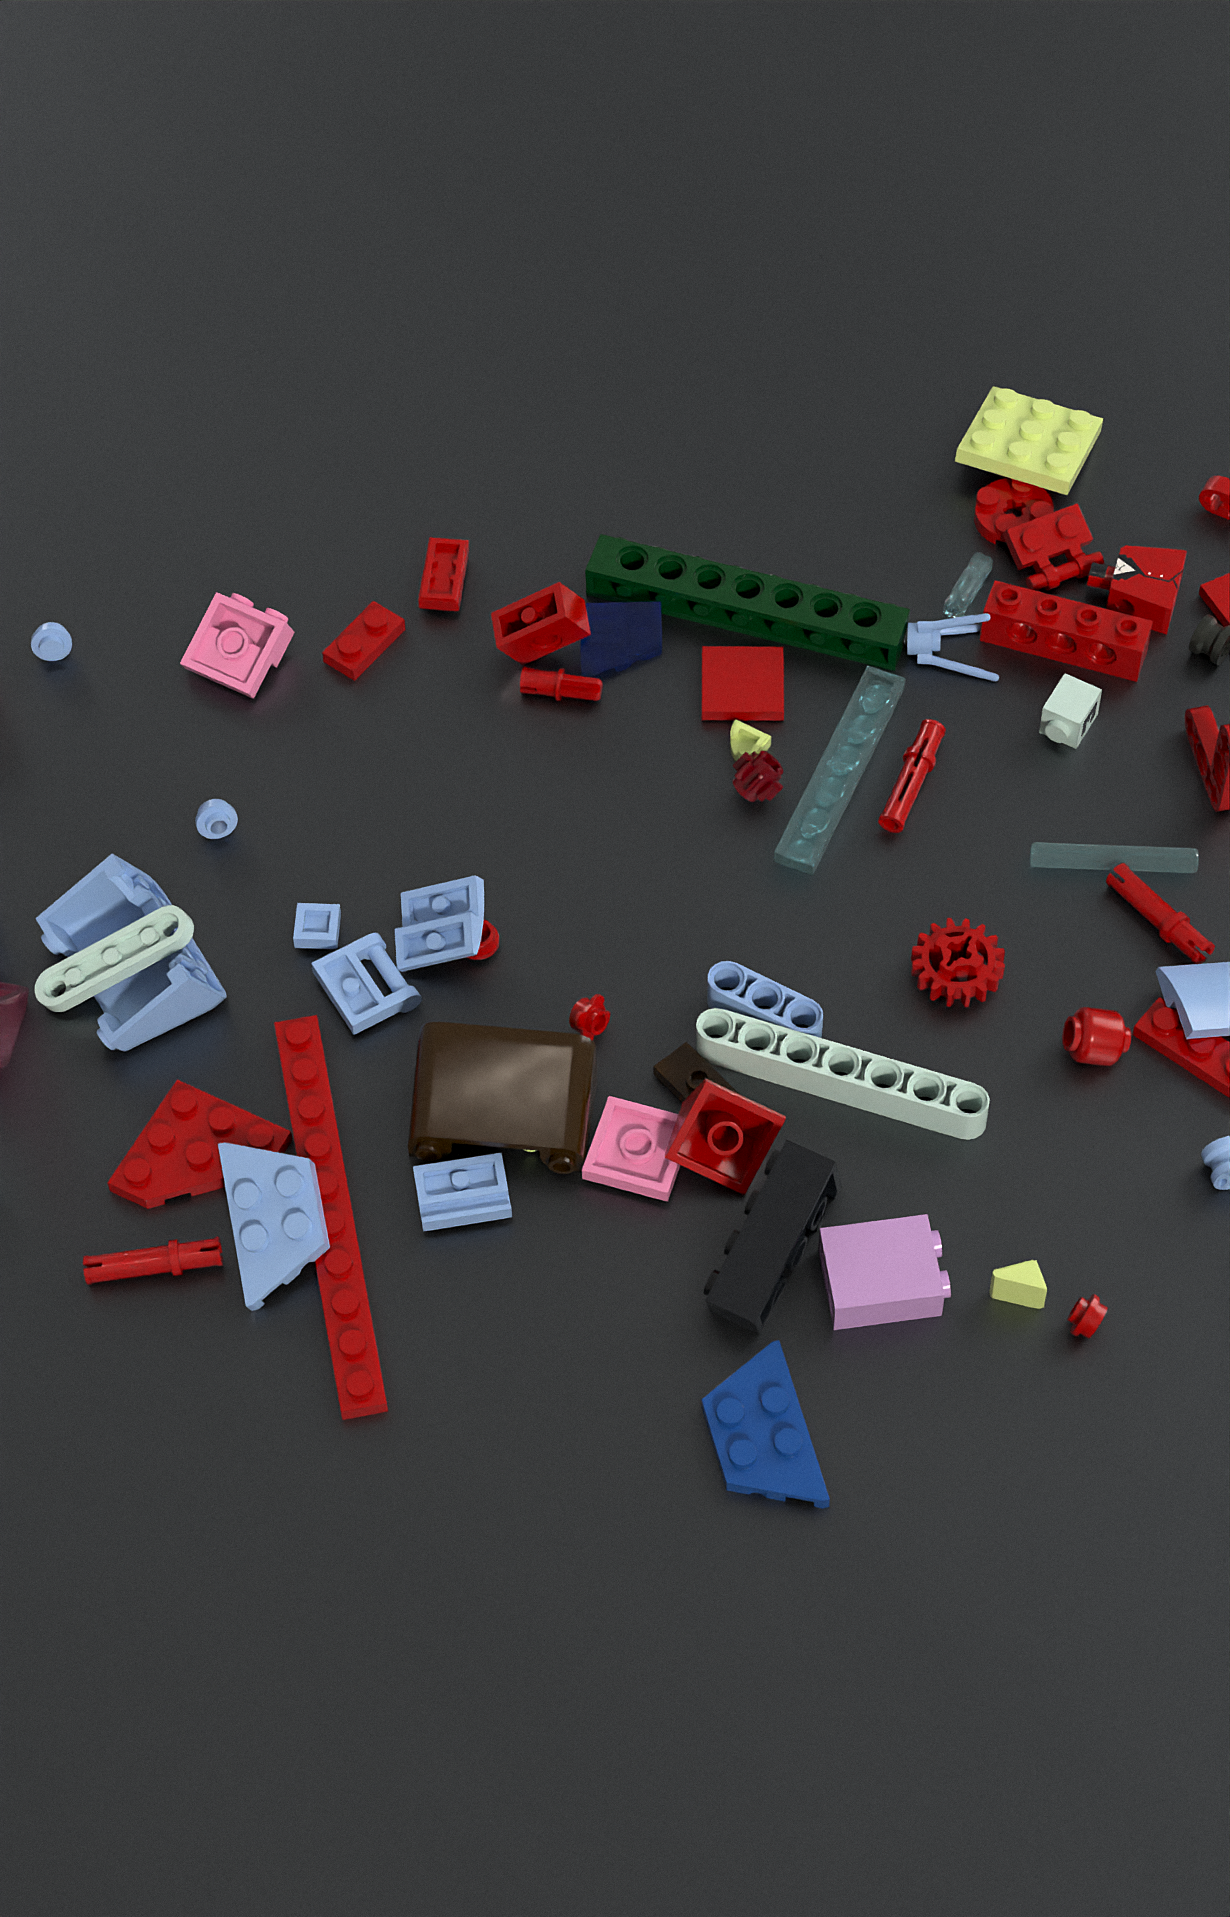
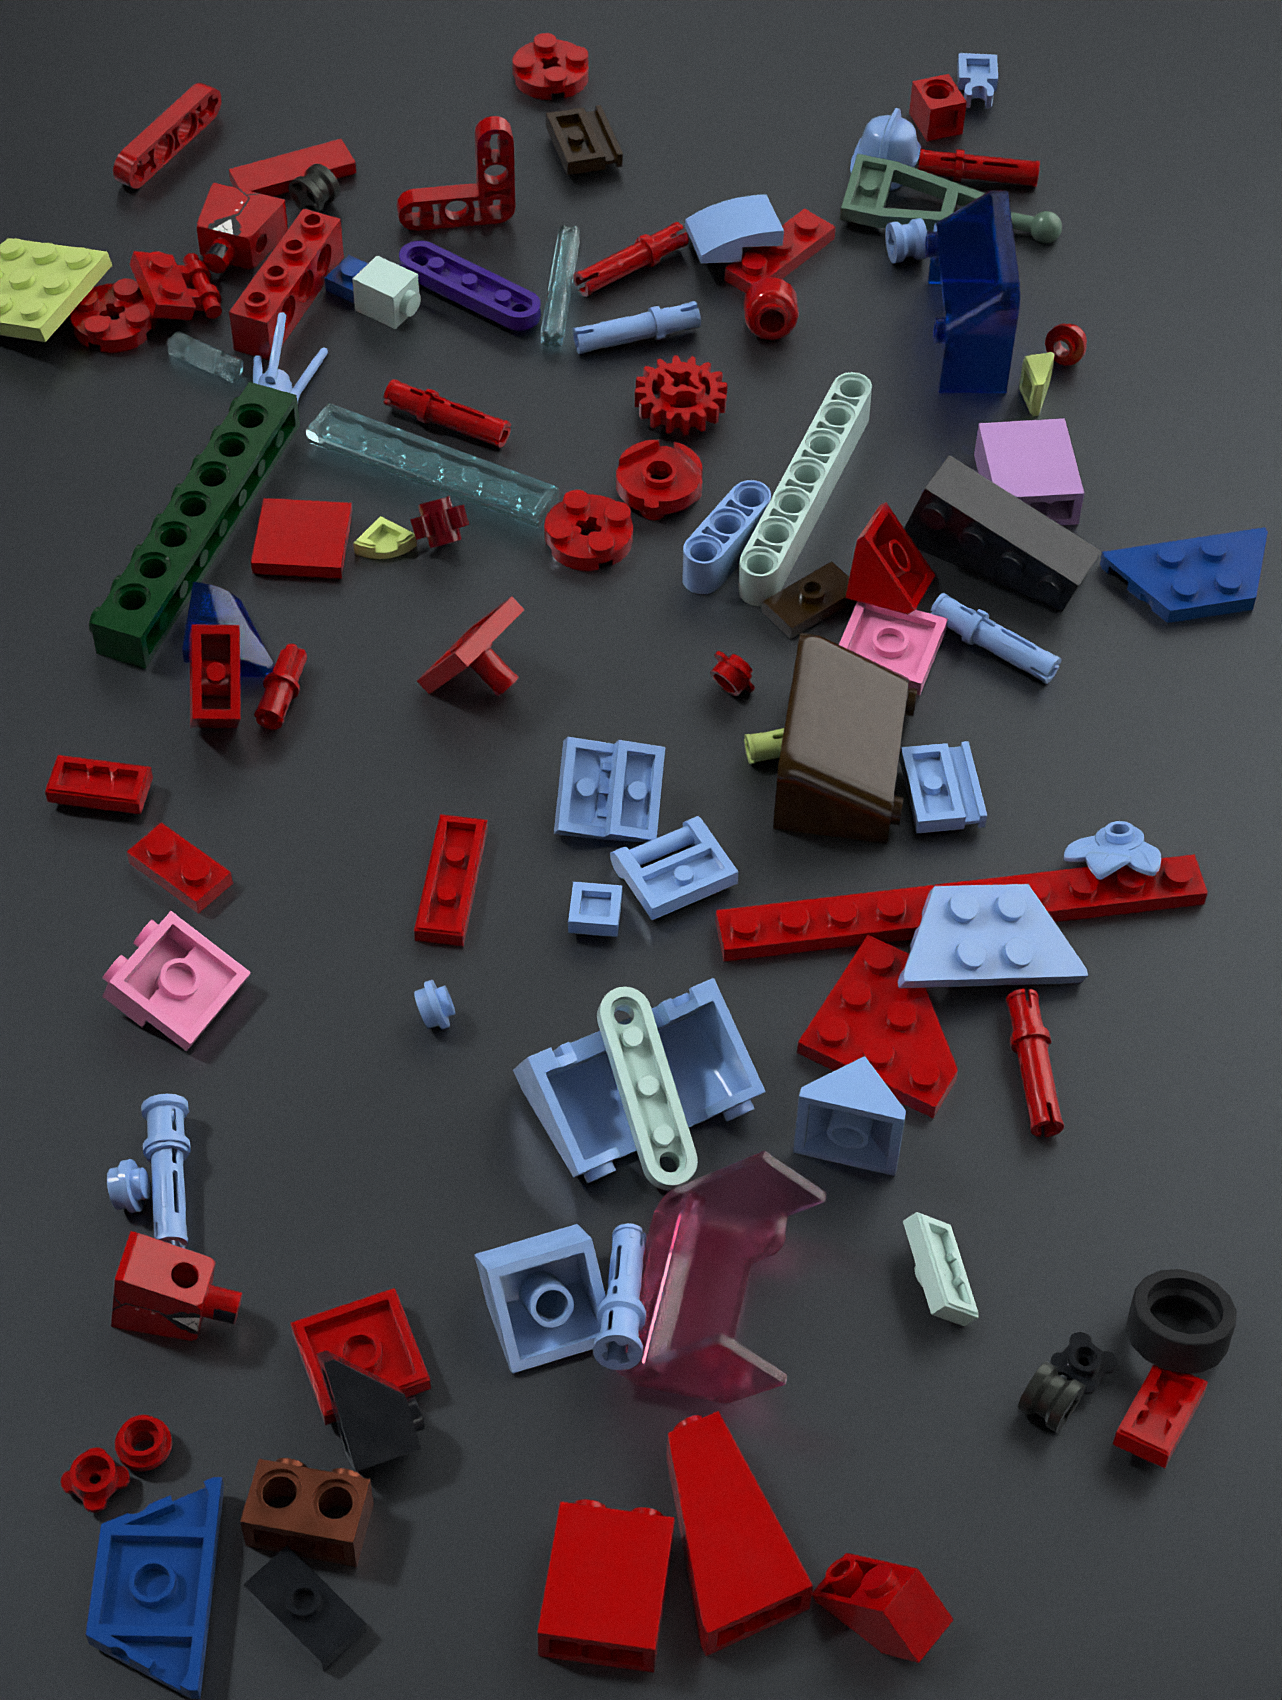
camera: 90 degrees left, 5 degrees down
(15, 672) = (166, 1151): none -> light blue pin
(75, 1108) = (850, 1119): none -> light blue slope
(355, 826) = (451, 880): none -> red tile
(377, 1329) = (1113, 848): none -> light blue plate
(590, 810) = (475, 651): none -> red tile
(682, 1200) = (979, 629): none -> light blue pin
(778, 880) = (588, 511): none -> red plate
(844, 973) = (655, 496): none -> red plate
(1063, 937) = (632, 328): none -> light blue pin
(1096, 779) = (471, 285): none -> dark purple plate
(1109, 683) = (340, 280): none -> blue plate
(1115, 1190) = (980, 286): none -> clear blue windscreen

